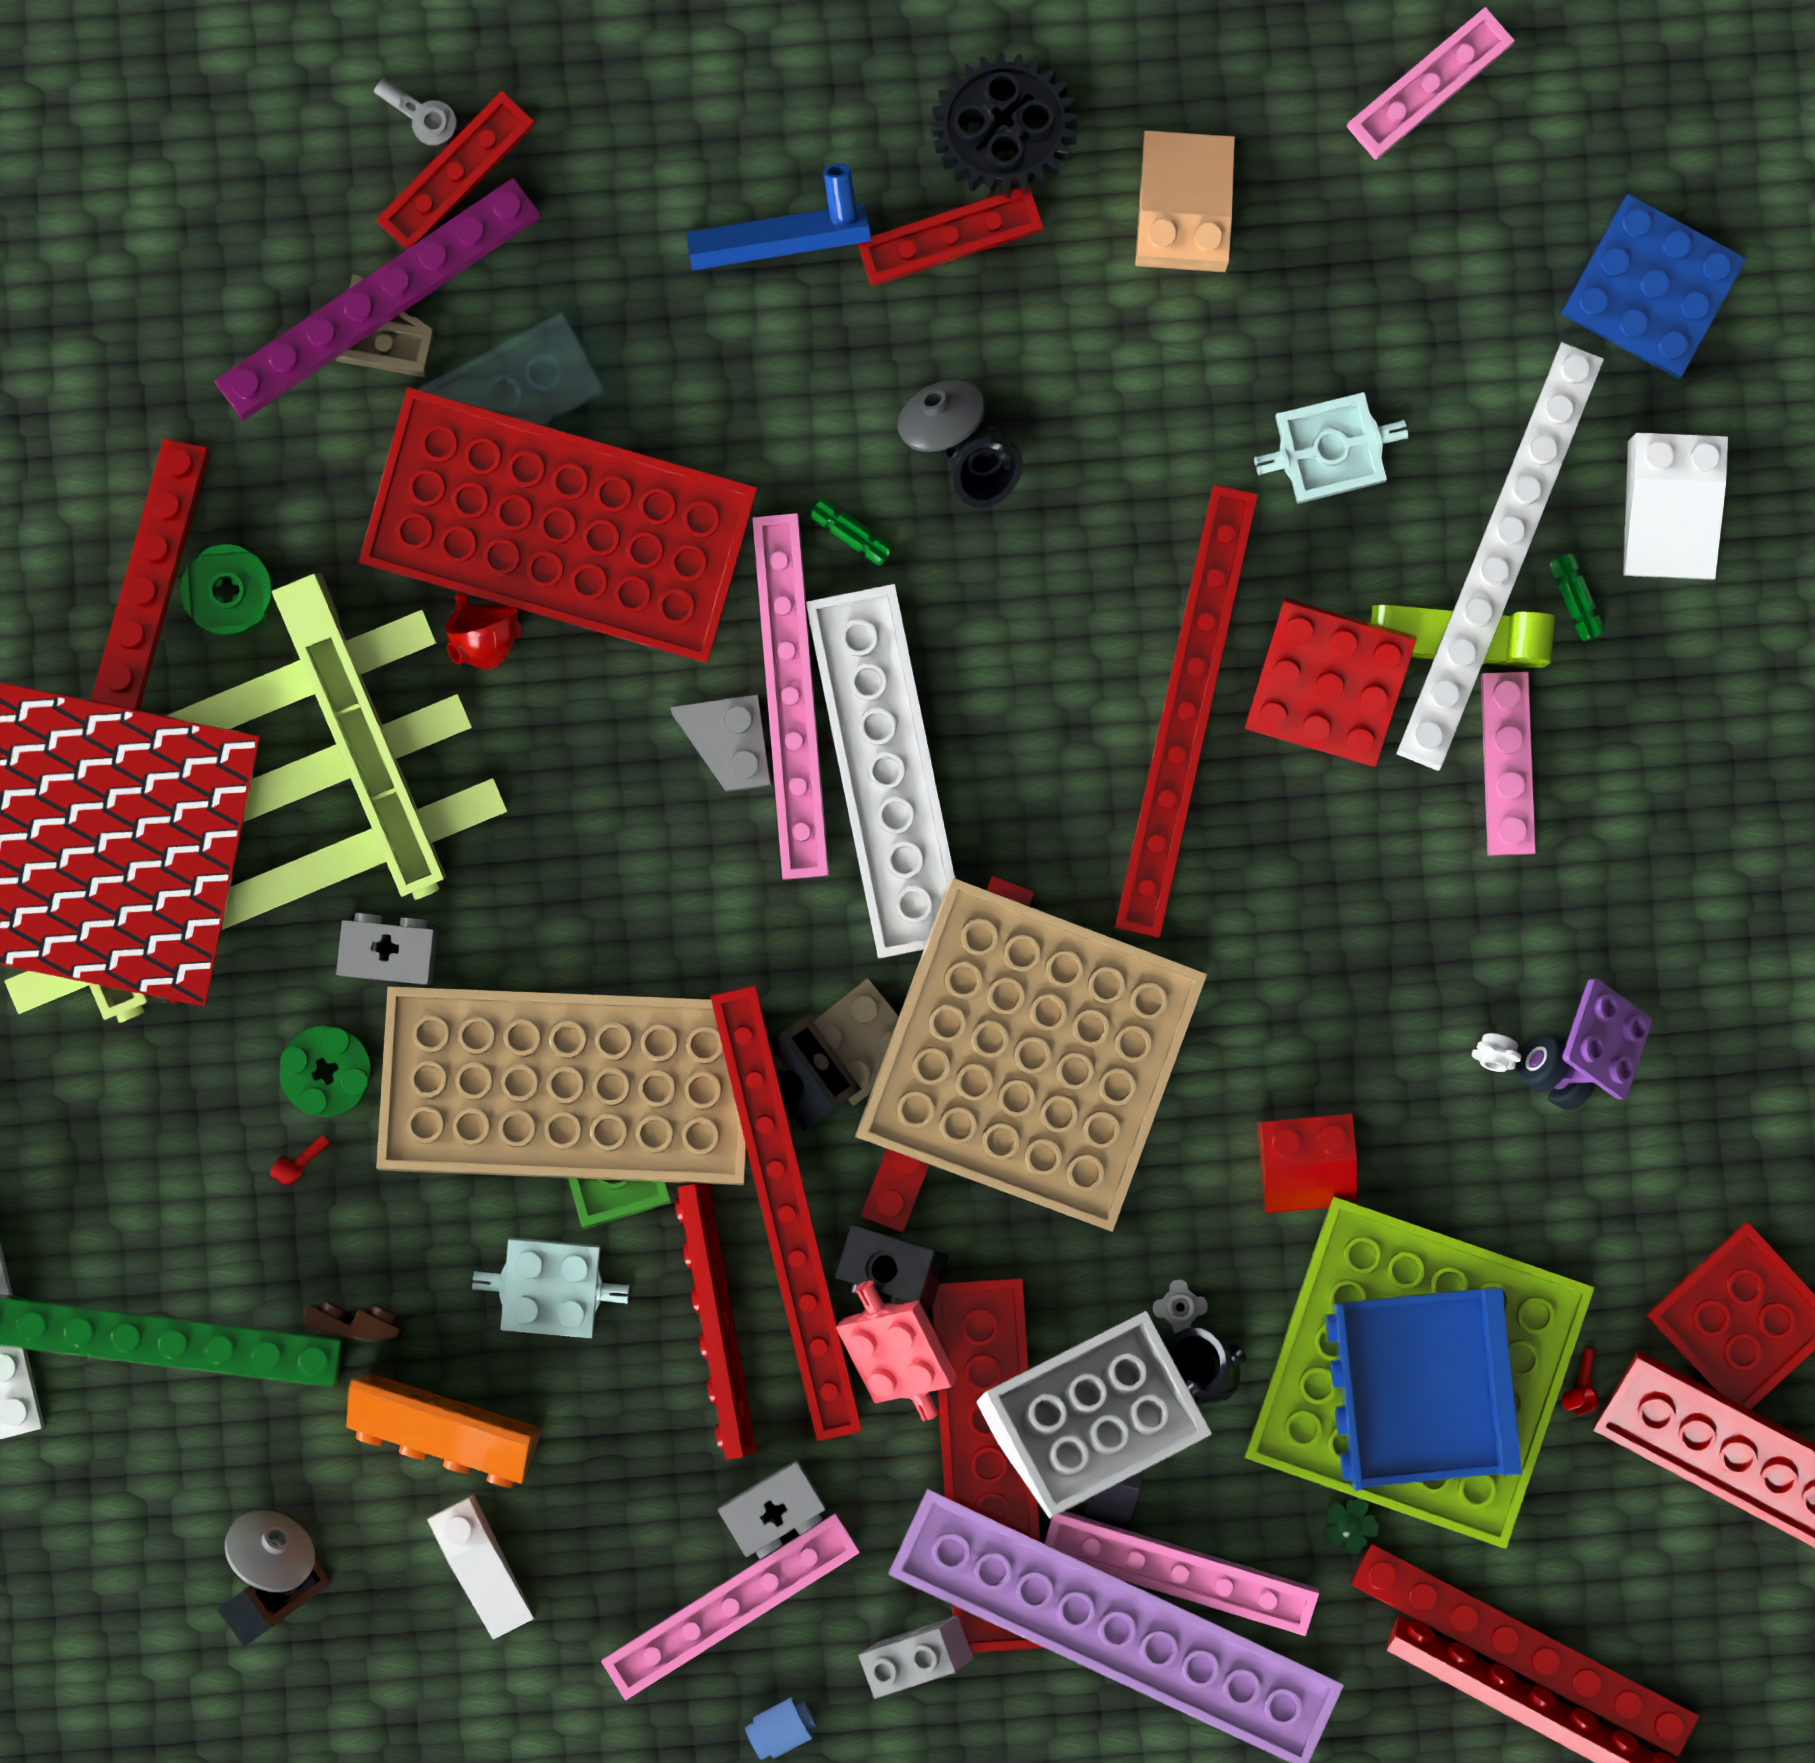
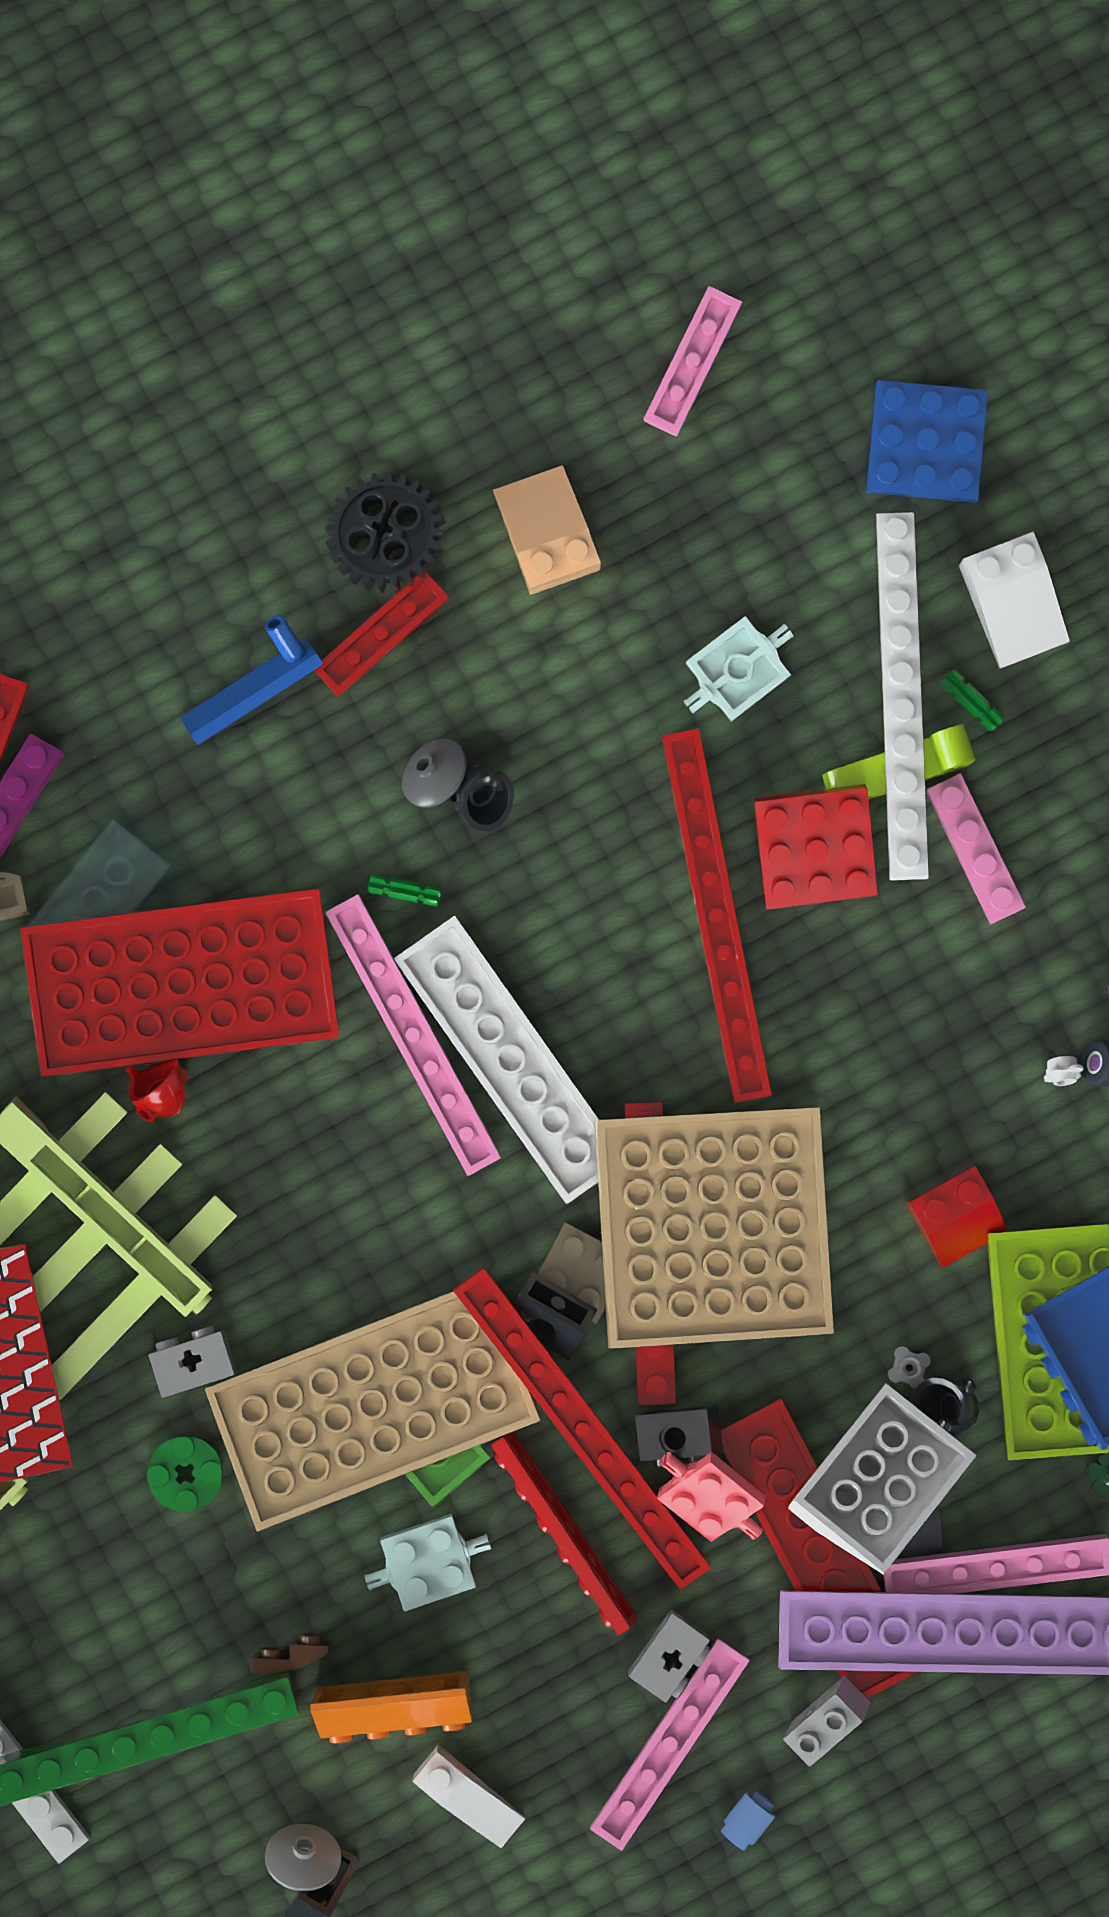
camera: 25 degrees left, 0 degrees up
(288, 1171) = (190, 1562): red hand -> none
(728, 739) = (380, 1088): light grey wing -> none

